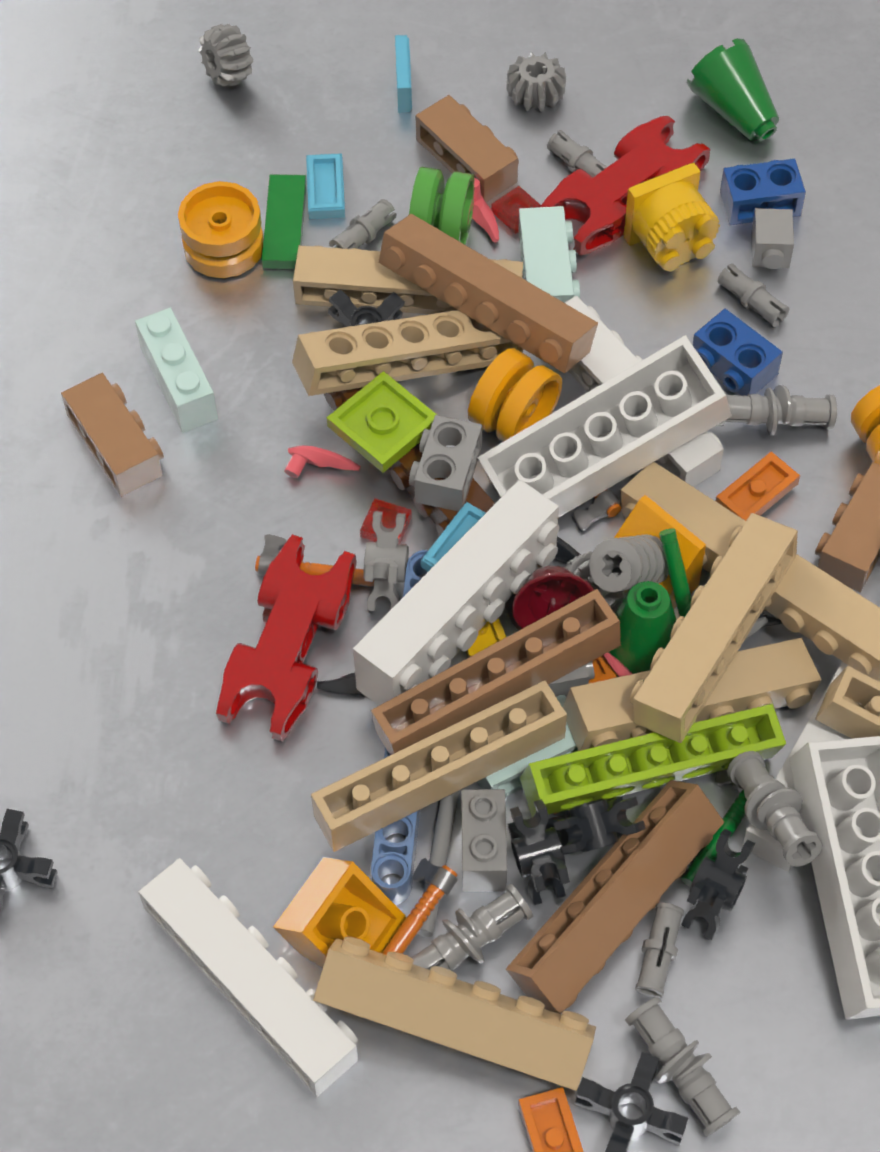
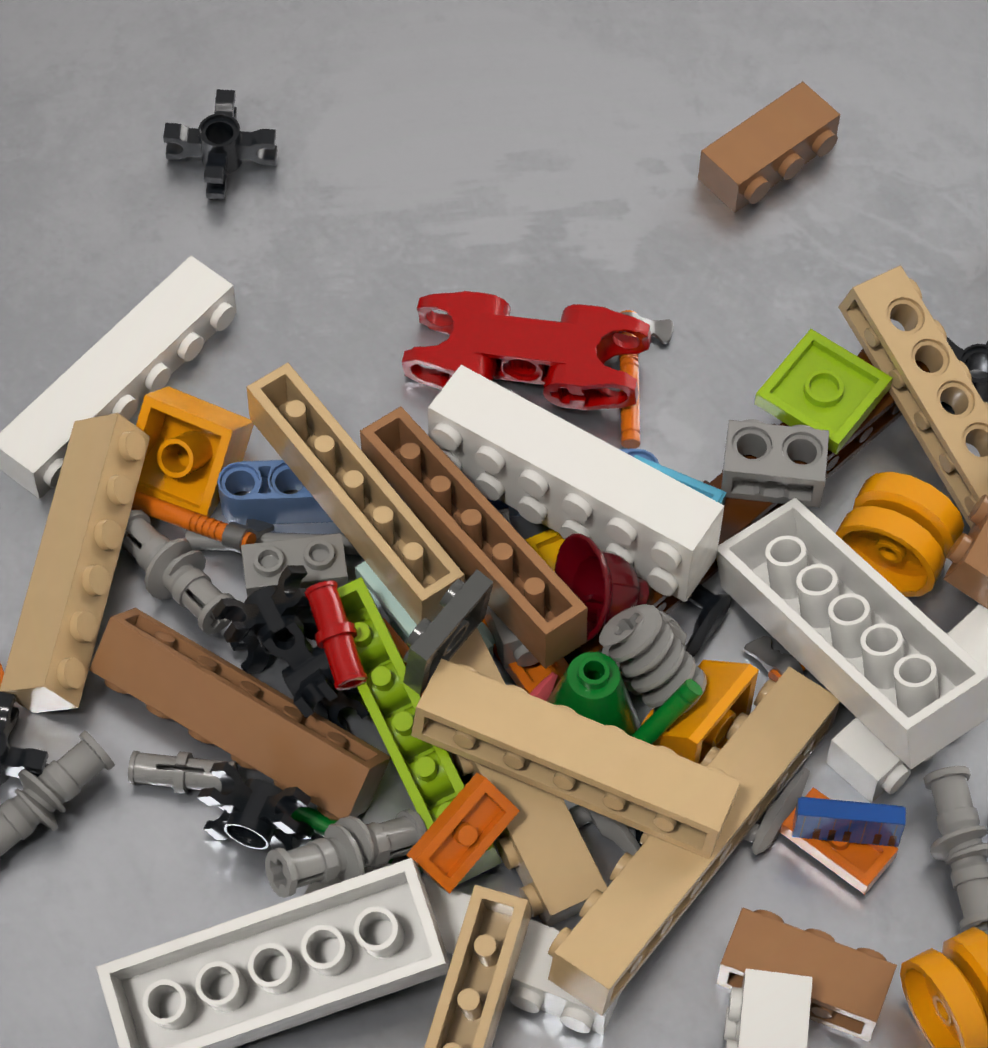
camera: 80 degrees right, 0 degrees up
(176, 370) = (870, 191): light aqua brick -> none
(318, 457) = (784, 338): coral bar -> none
(385, 561) = (640, 422): light grey pin -> none
(388, 519) = (706, 437): clear red tile -> none
(586, 786) = (336, 635): none -> red pin
(612, 689) = (430, 641): none -> dark grey plate
(757, 470) = (849, 821): none -> blue tile
(760, 707) = (463, 832): none -> orange plate

